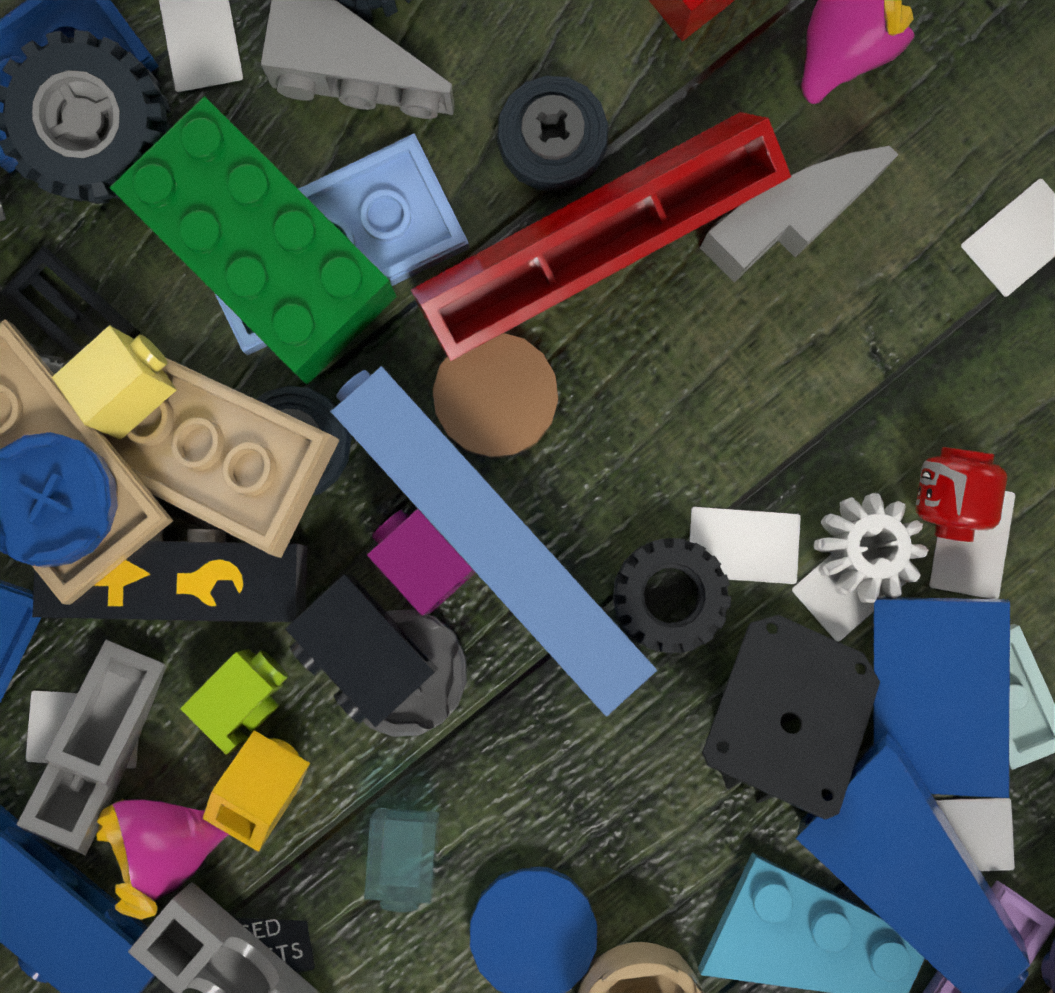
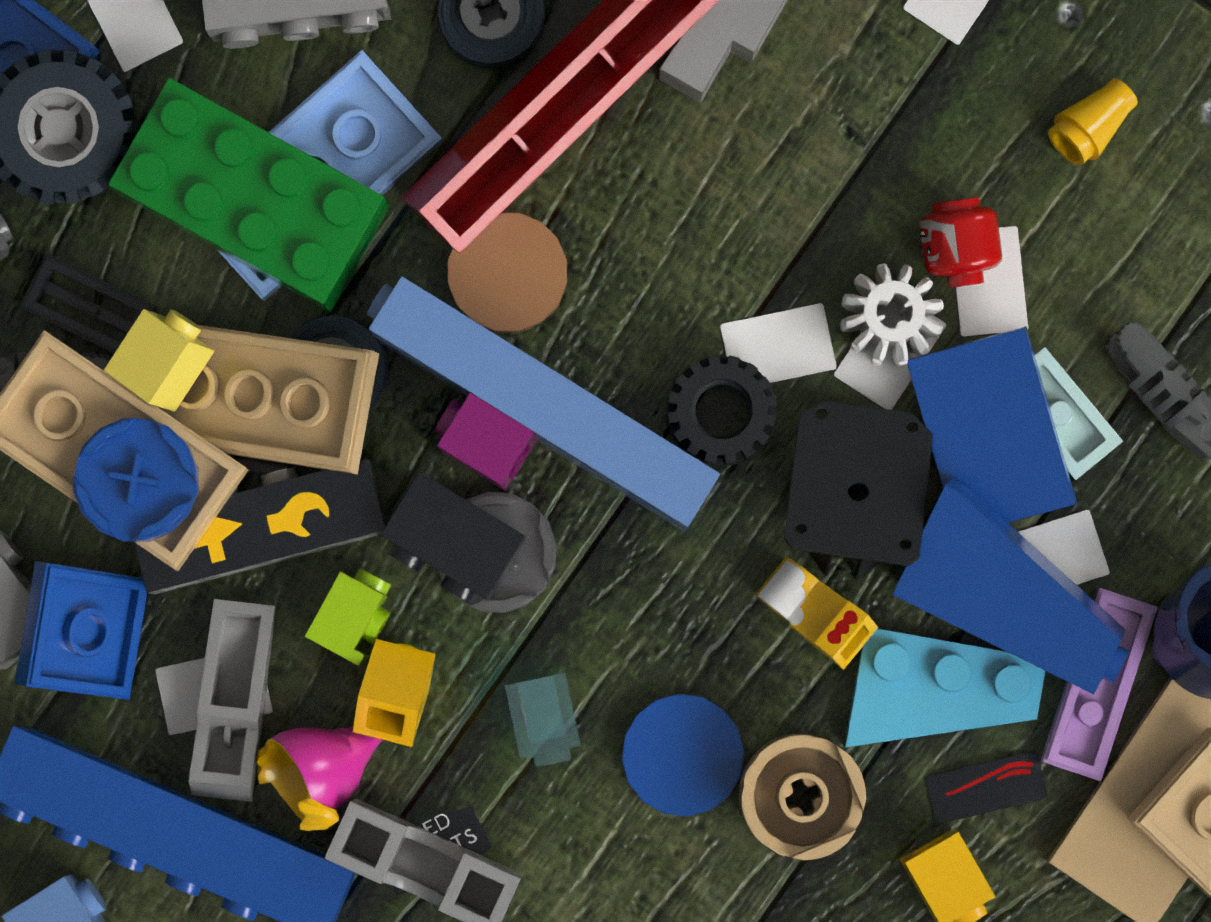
camera: 10 degrees left, 0 degrees up
(710, 829) = (817, 612): none -> yellow leg

